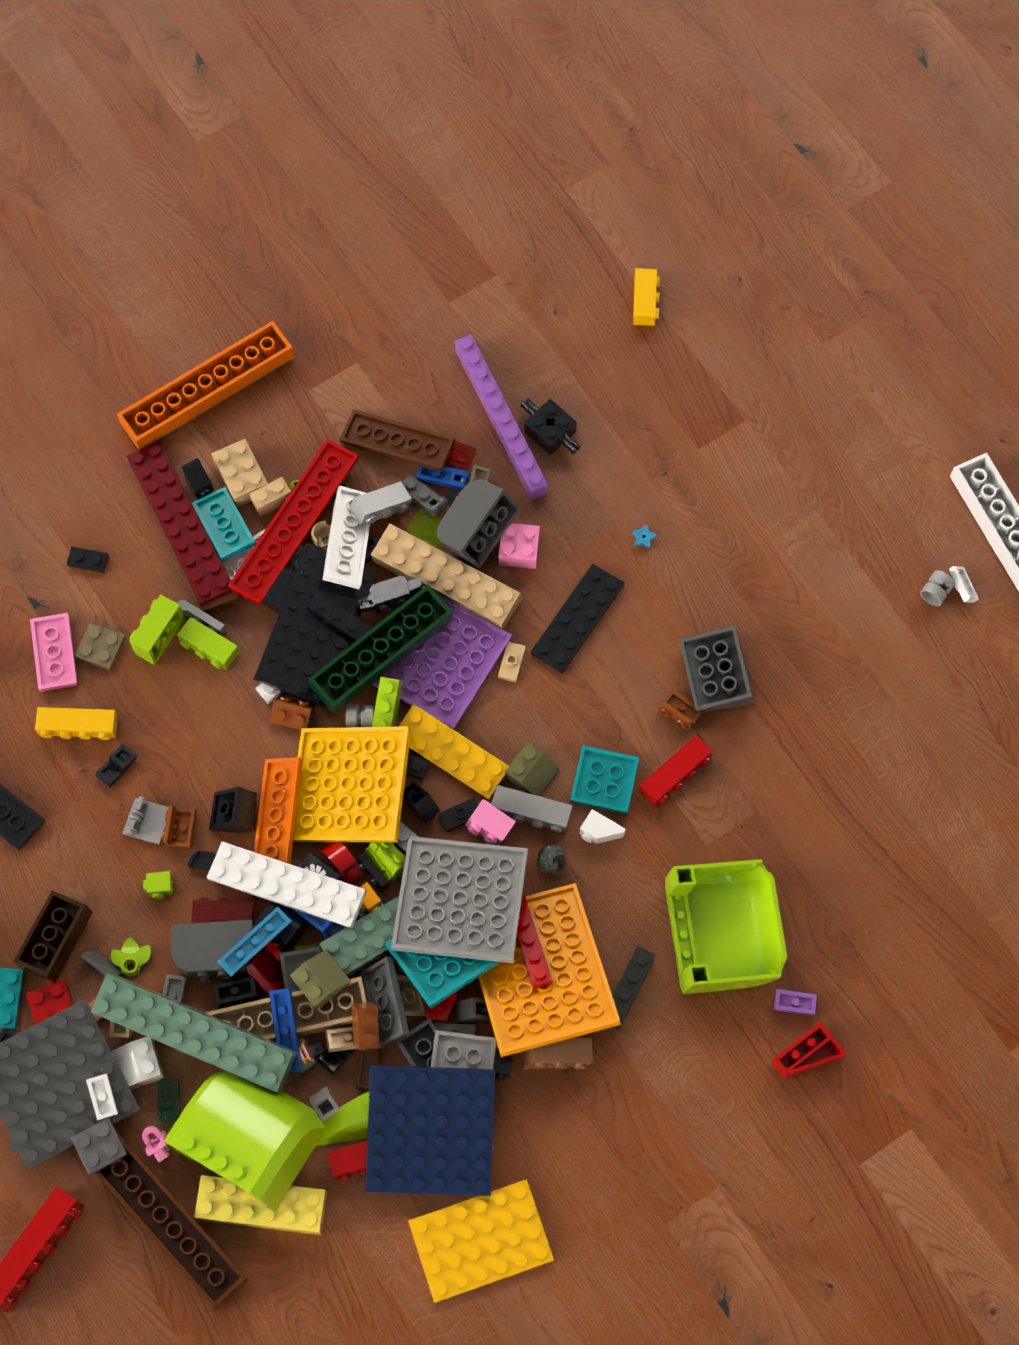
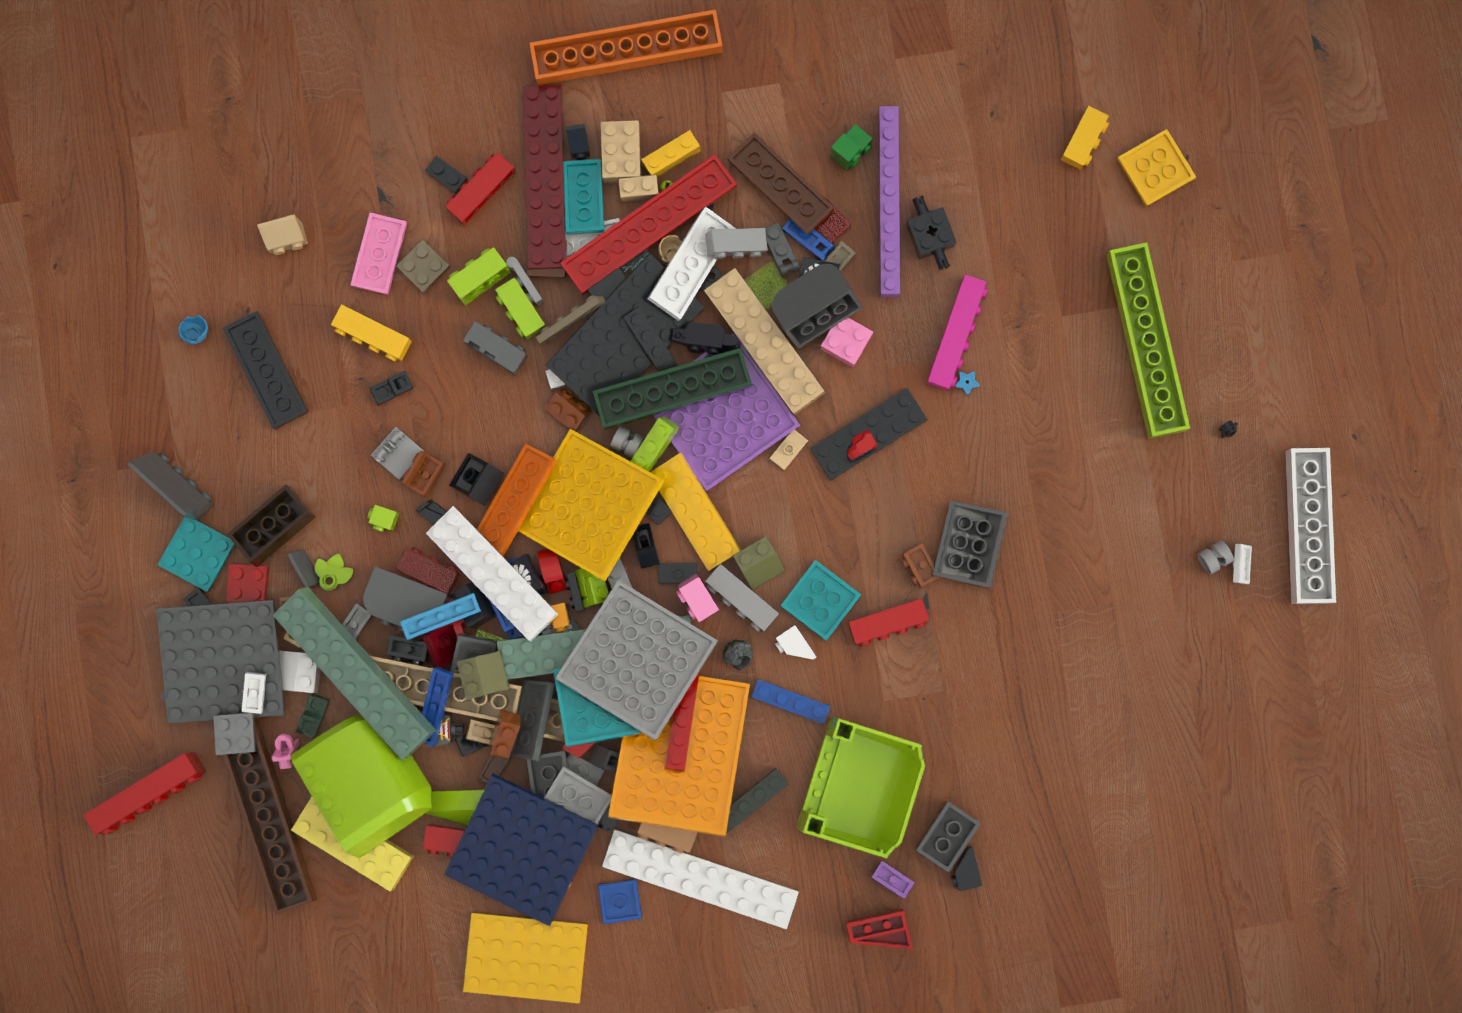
camera: 30 degrees right, 15 degrees up
(125, 557) = (480, 188): none -> red brick
(199, 686) = (495, 348): none -> dark grey wedge
(256, 635) = (564, 323): none -> dark tan plate
(288, 456) = (671, 154): none -> yellow brick
(324, 1103) = (443, 781): light grey brick -> none
(444, 386) = (850, 147): none -> green brick
(547, 1143) = (619, 901): none -> blue tile
(576, 625) = (861, 445): none -> red rock
(614, 500) = (956, 333): none -> dark pink brick
(614, 1086) = (700, 879): none -> white plate
(621, 883) = (790, 701): none -> blue plate
(718, 296) = (1156, 167): none -> yellow plate
(784, 435) = (1147, 340): none -> lime brick
(826, 937) = (947, 836): none -> dark grey brick
(860, 963) = (966, 871): none -> black slope
(891, 478) = (1228, 429): none -> black plate

